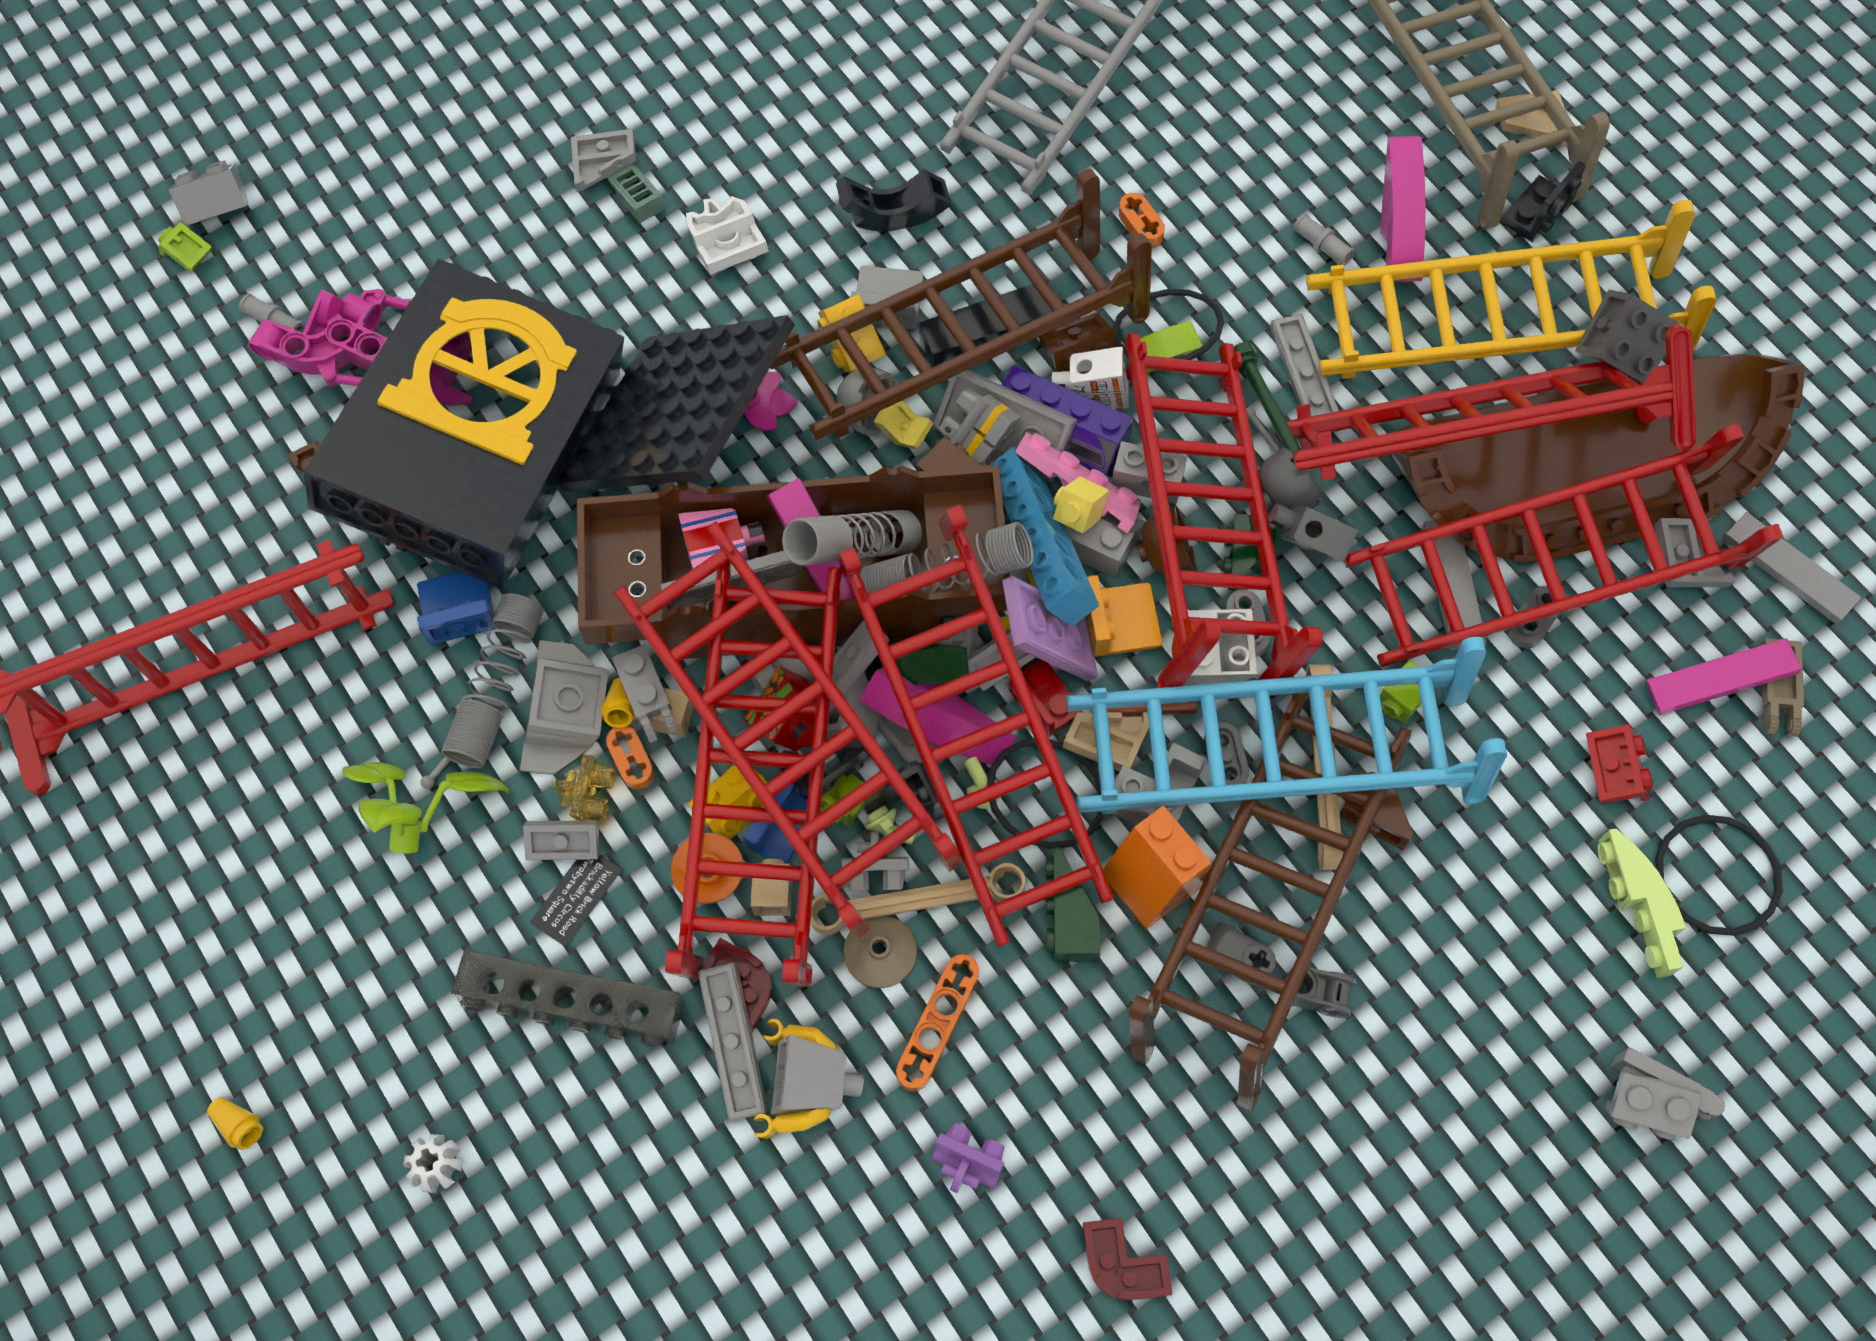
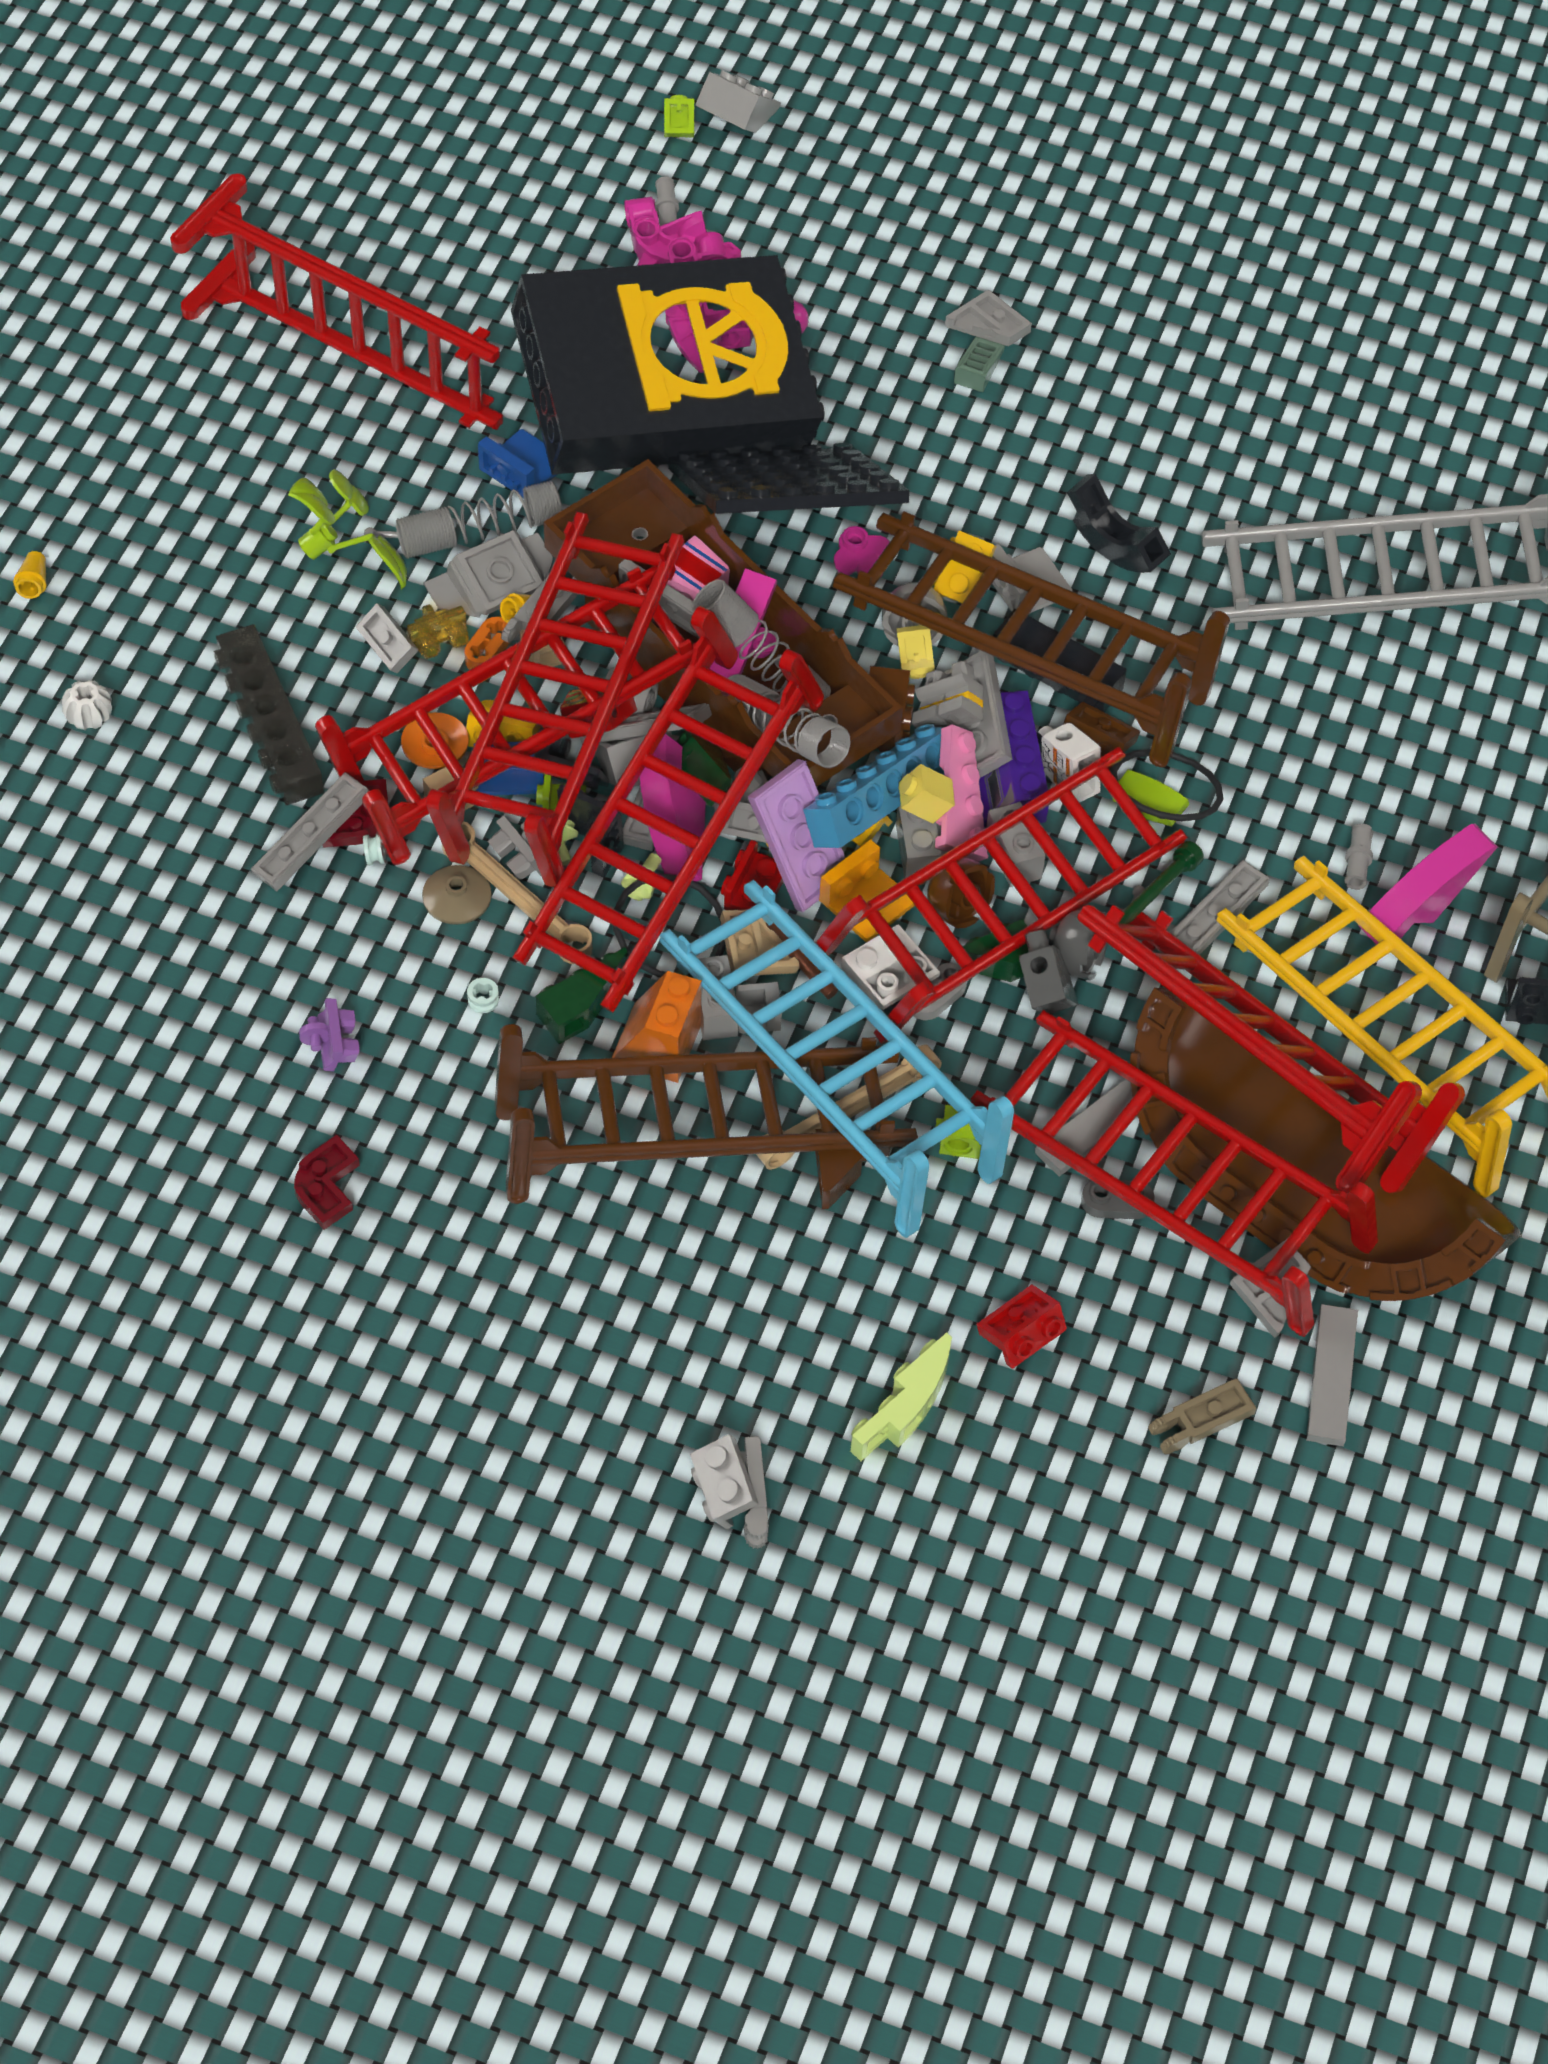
camera: 50 degrees right, 10 degrees down
(575, 898) = (352, 678): black sticker -> none
(725, 234) = (989, 440): white plate -> none
(788, 995) = (373, 850): none -> light aqua bush
(807, 1079) = (315, 895): light grey torso -> none
(941, 1023) = (428, 966): orange beam -> none
(1018, 1002) = (481, 1004): none -> light aqua bush
(1146, 217) = (1256, 714): orange beam -> none
(1233, 754) = (798, 1026): dark grey plate -> none
(1238, 946) = (634, 1126): dark grey piece -> none
(1326, 992) = (647, 1204): dark grey piece -> none
(1626, 335) = (1439, 1110): dark grey bracket -> none
(1723, 676) = (1170, 1361): dark pink tile -> none
(1752, 833) = (970, 1506): black piece -> none

